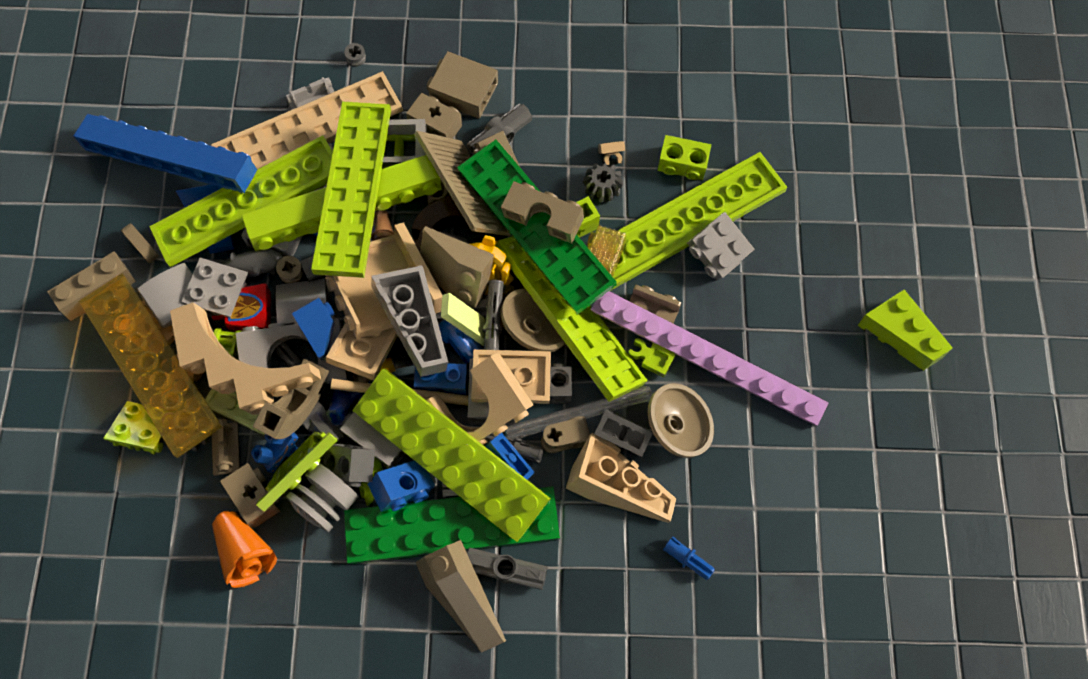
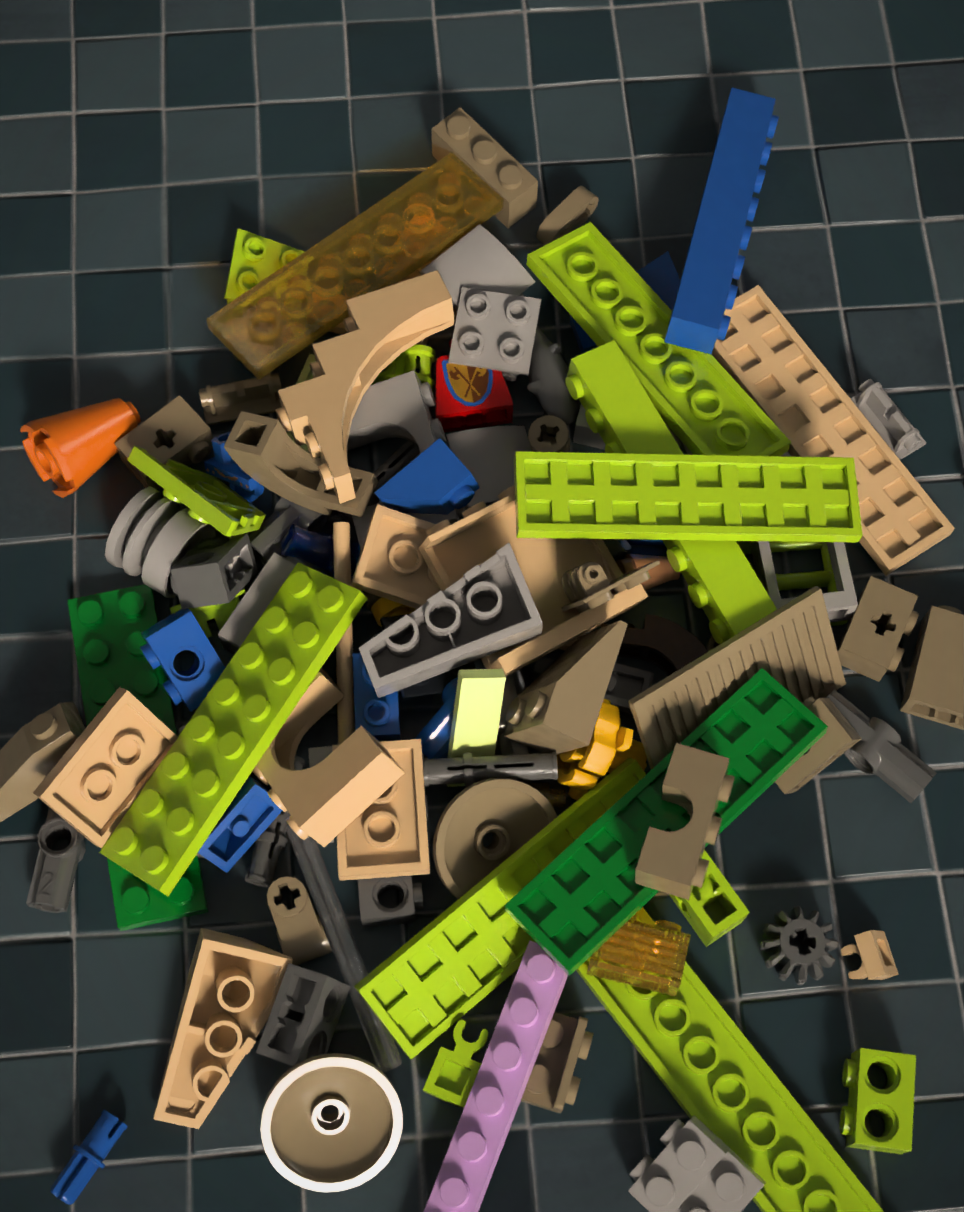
camera: 85 degrees right, 0 degrees up
(398, 240) = (589, 586): none -> dark tan hinge
(468, 529) = (107, 767): none -> tan plate

